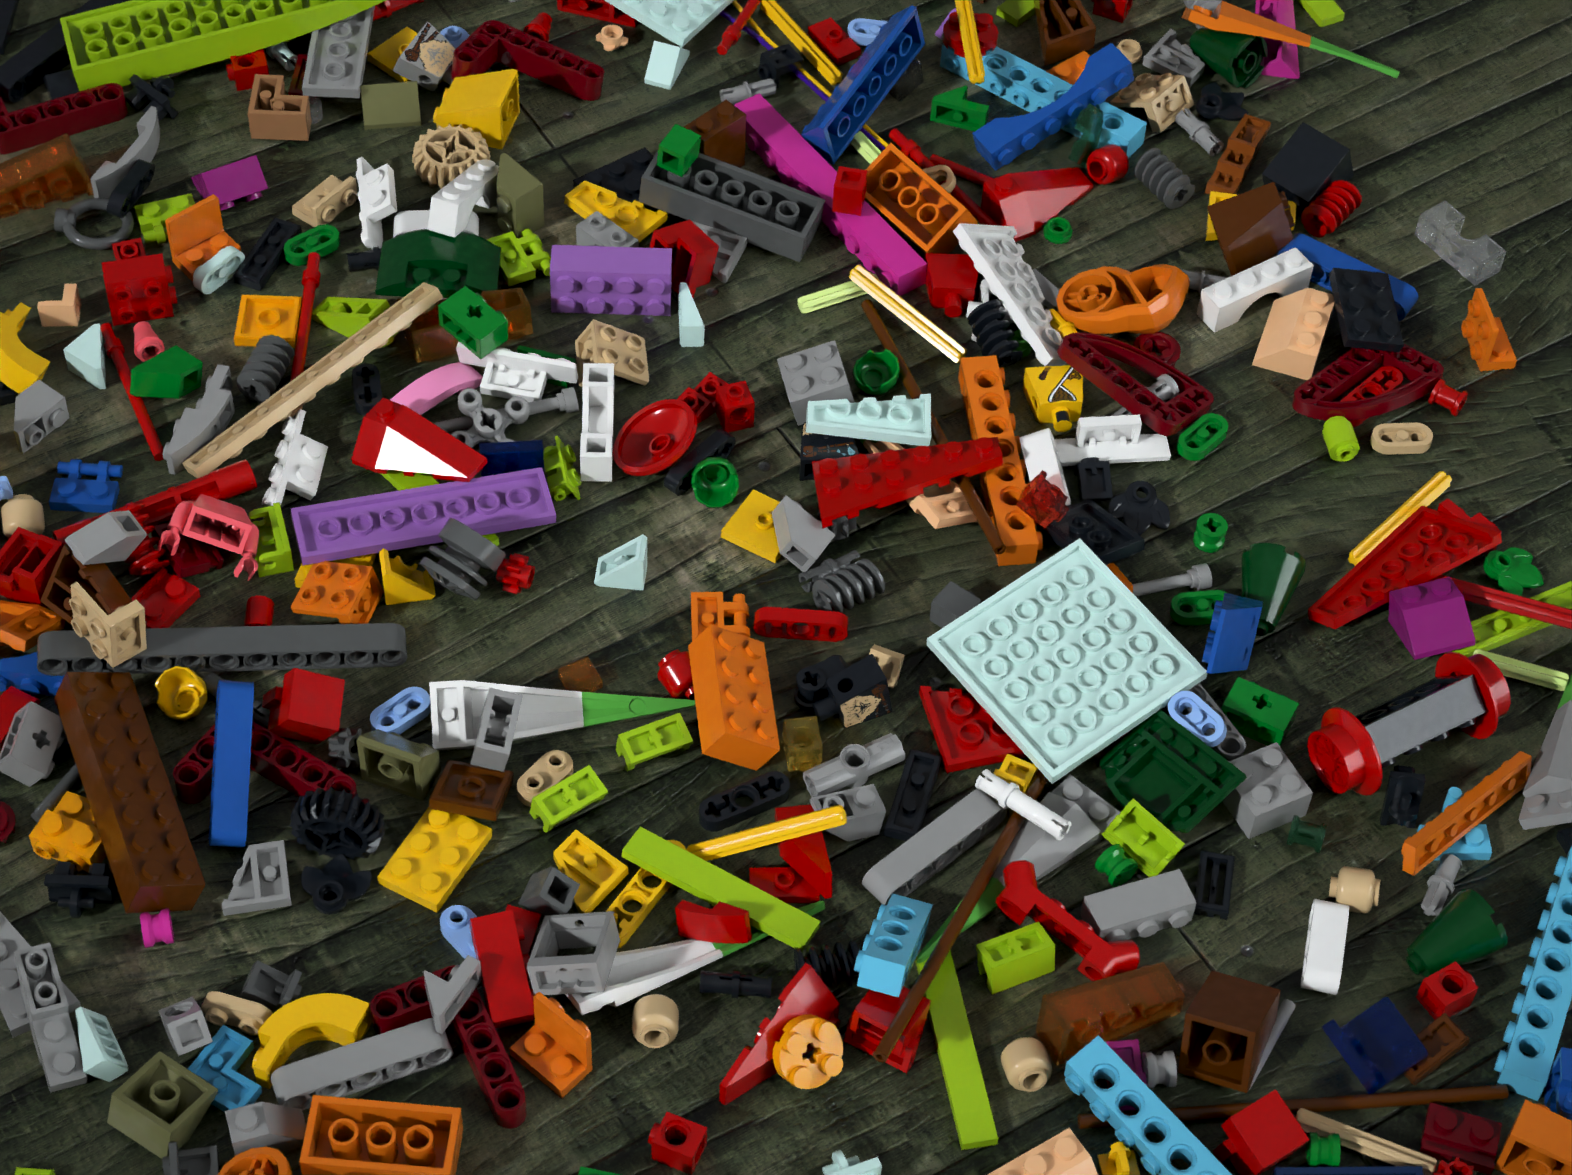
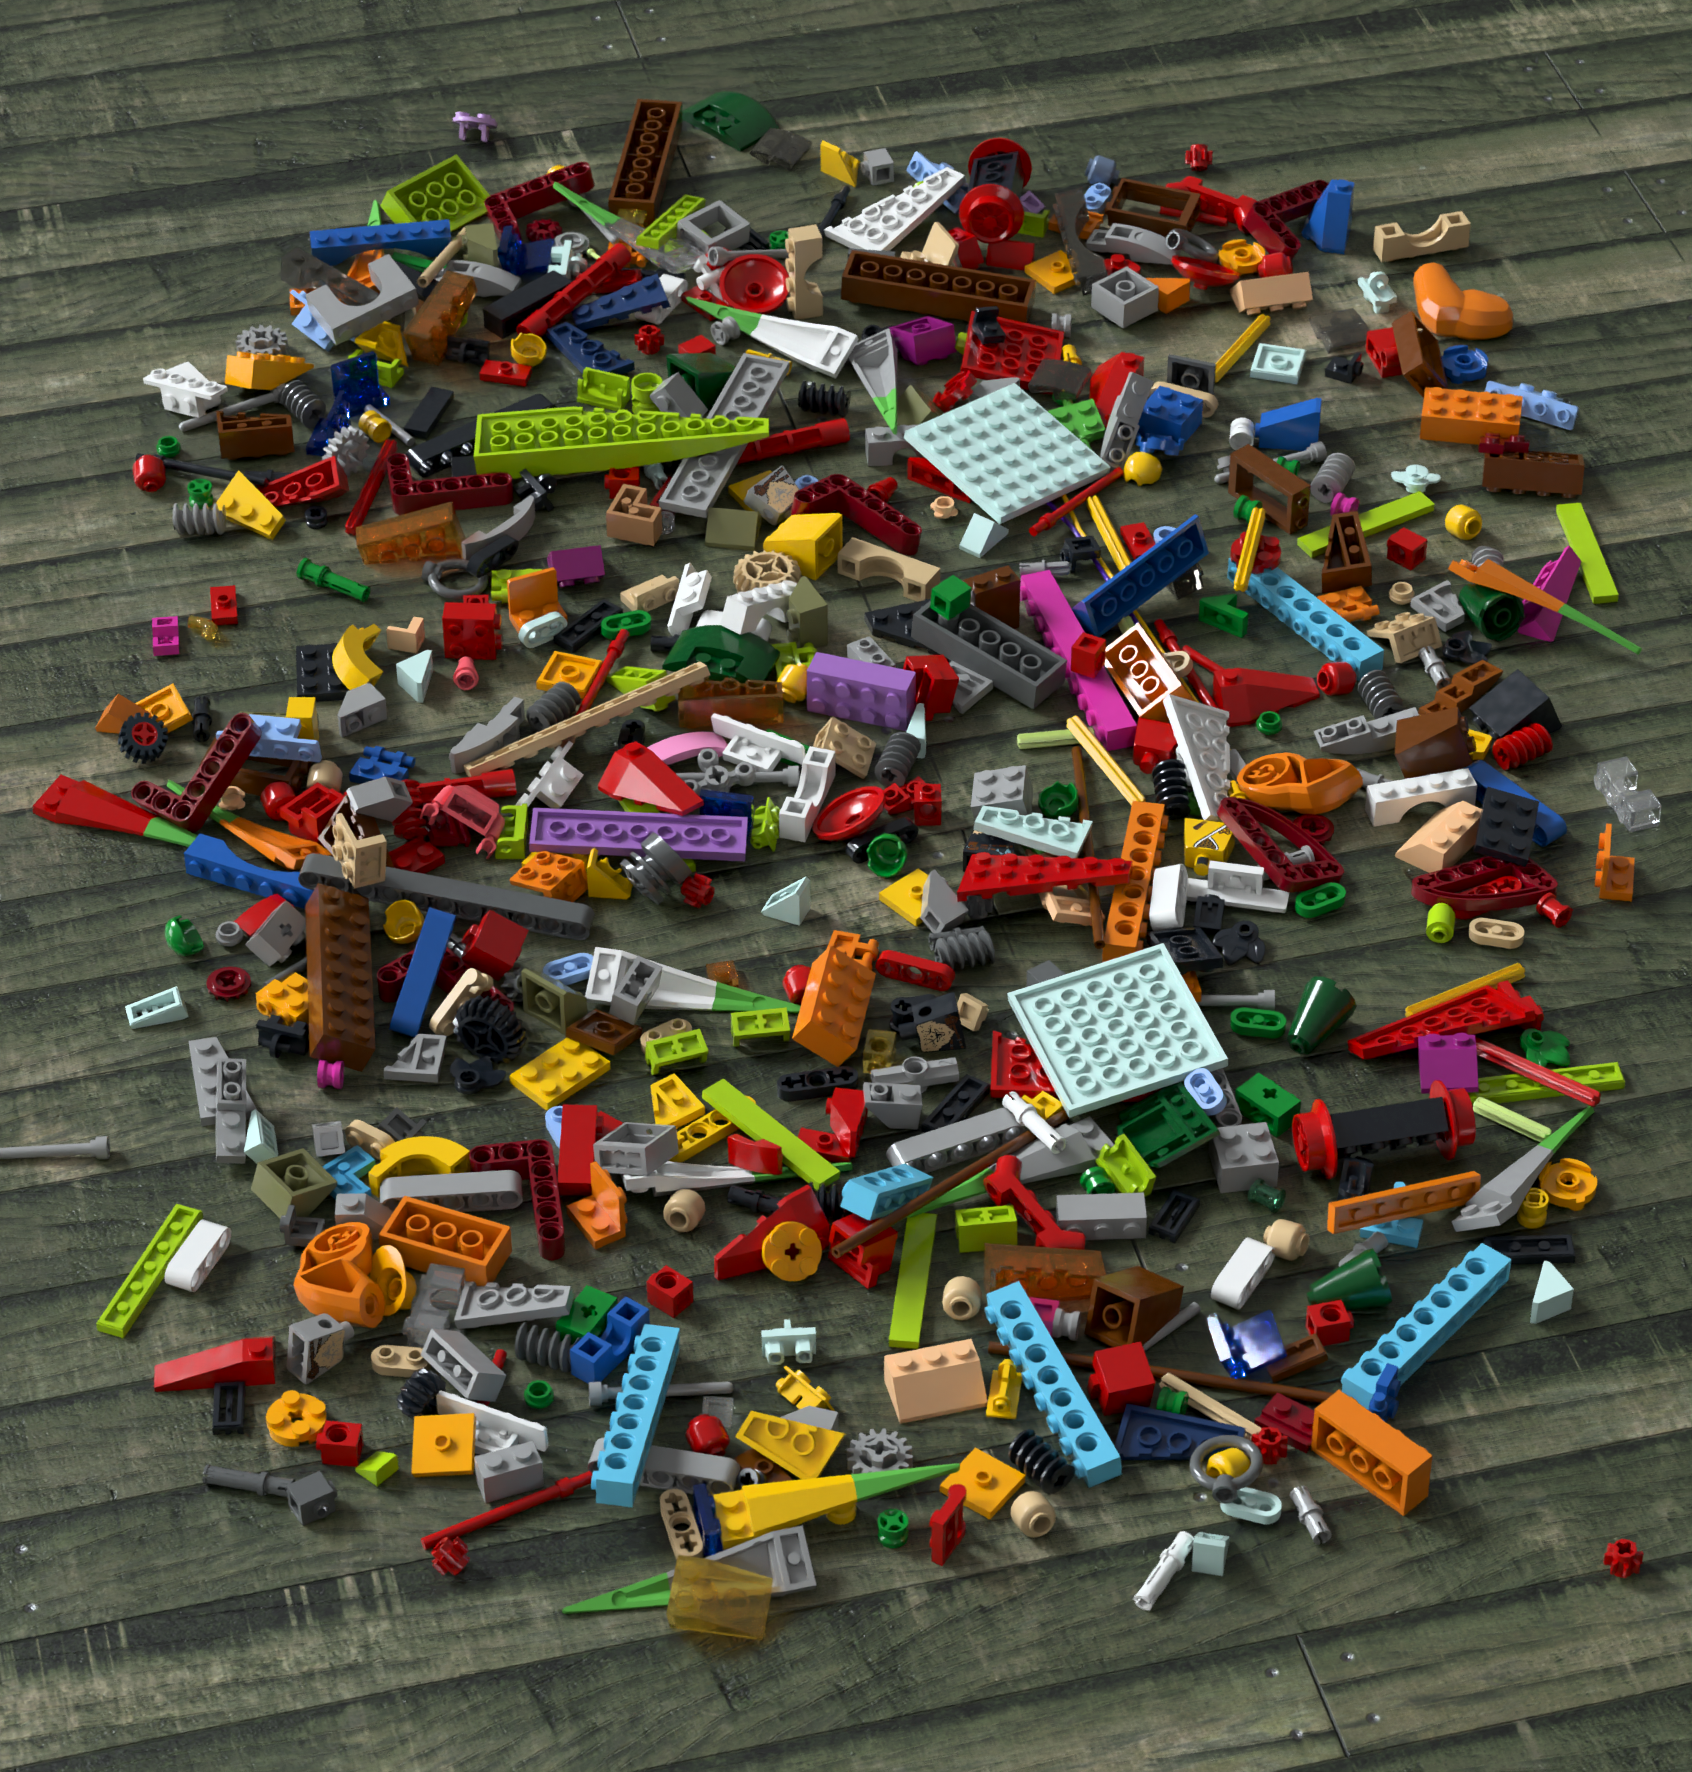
camera: 20 degrees right, 10 degrees down
(115, 351) = (439, 675): red bar -> none
(167, 375) = (472, 698): green slope -> none
(259, 611) = (486, 876): red piece -> none
(292, 784) = (470, 985): none -> tan plate
(449, 996) = (531, 1154): light grey slope -> none
(473, 322) = (729, 698): green brick -> none
(533, 280) = (794, 682): none -> yellow head
(549, 892) = (636, 1108): dark grey brick -> none
(551, 116) = (863, 560): none -> tan arch
(631, 217) = (890, 641): yellow wing -> none
(680, 357) = (897, 759): none -> dark grey piece
(770, 833) = (822, 1100): yellow axle -> none
(1011, 136) = (1259, 641): blue arch -> none
(1043, 501) = (1151, 915): clear red brick -> none
(1090, 124) = (1329, 645): clear green slope -> none
(1166, 226) = (1361, 737): none -> light grey slope
(1207, 540) = (1292, 970): green wheel -> none
(1235, 630) = (1261, 1037): blue slope -> none

